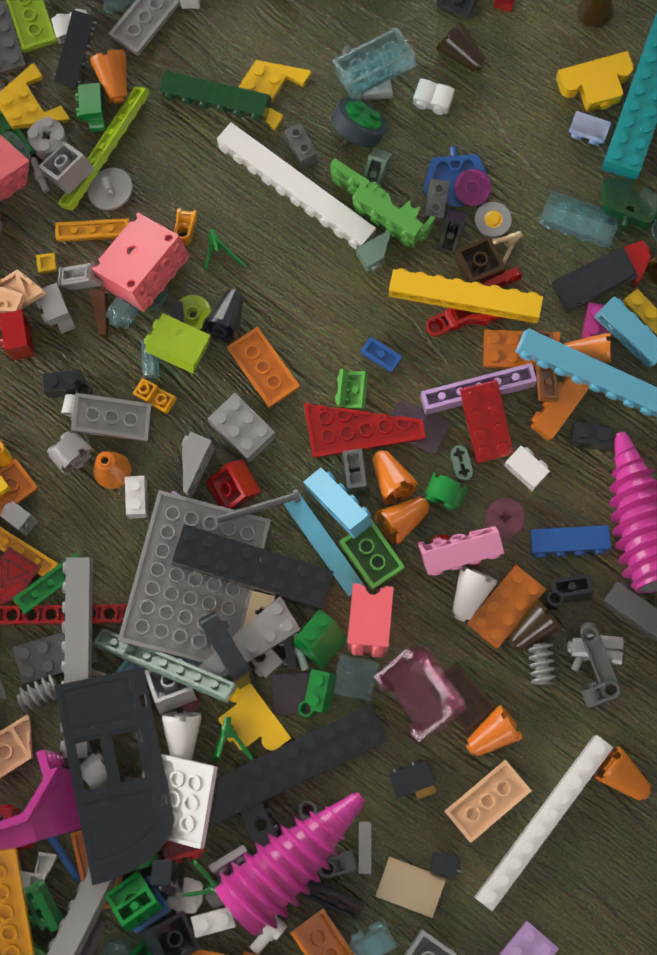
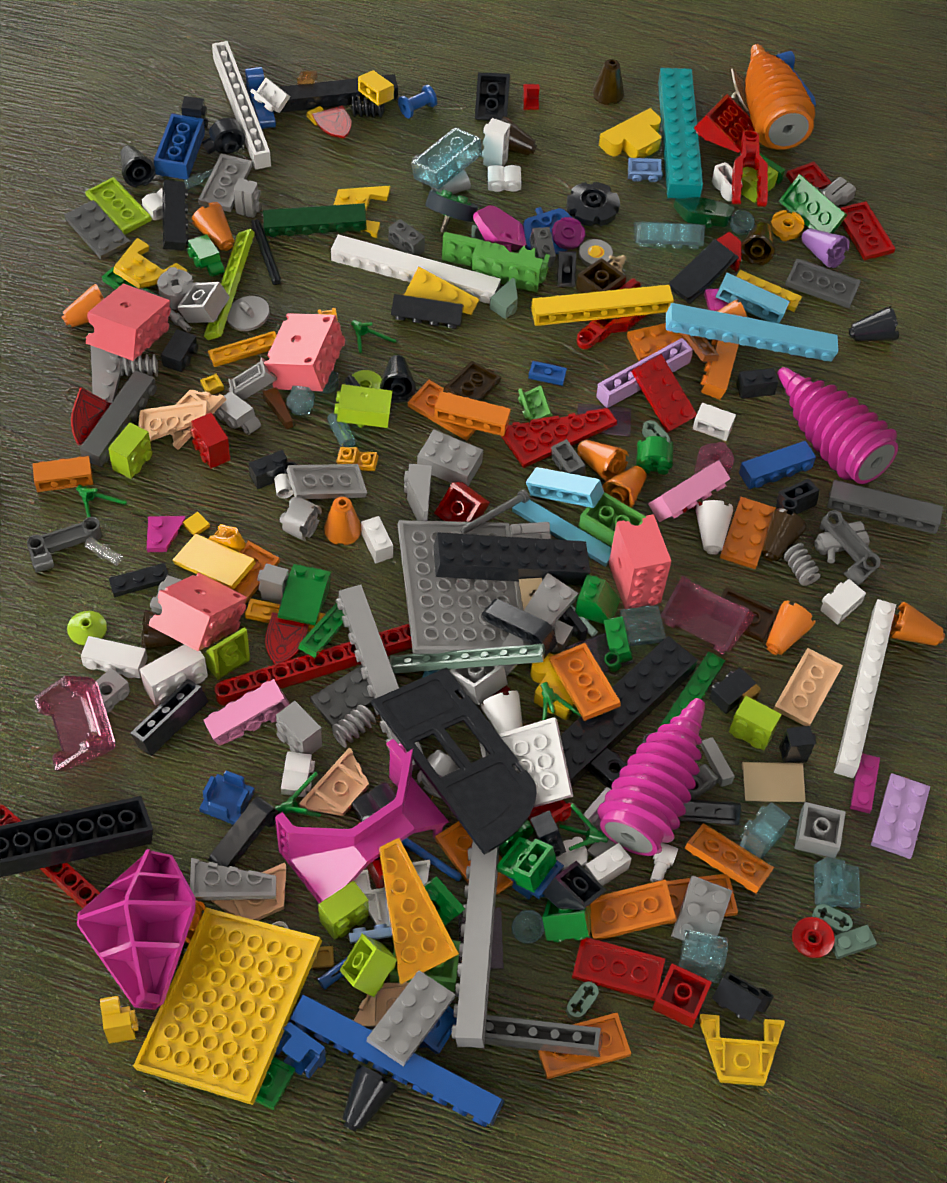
camera: 30 degrees left, 20 degrees down
(24, 782) = (373, 800): none -> black brick
(27, 215) = (179, 350): none -> black brick
(43, 539) = (304, 594): none -> green slope
(155, 48) = (247, 198): none -> light grey brick
(155, 118) = (266, 252): none -> black axle
(265, 730) = (584, 681): none -> orange plate
(279, 386) = (472, 413): none -> orange brick
(285, 541) = (531, 530): none -> light grey brick
(287, 243) = (427, 310): none -> black brick
(299, 345) = (473, 382): none -> dark brown tile
(306, 221) = (432, 287): none -> yellow wing
(368, 770) = (697, 685): none -> green plate
(399, 164) = (500, 228): none -> dark pink animal
(414, 827) = (754, 723): none -> lime brick
(436, 55) = (496, 143): none -> white brick
(497, 921) = (865, 783): none -> dark pink plate
(526, 157) = (593, 203): none -> black piece
(564, 719) = (842, 601): none -> white brick

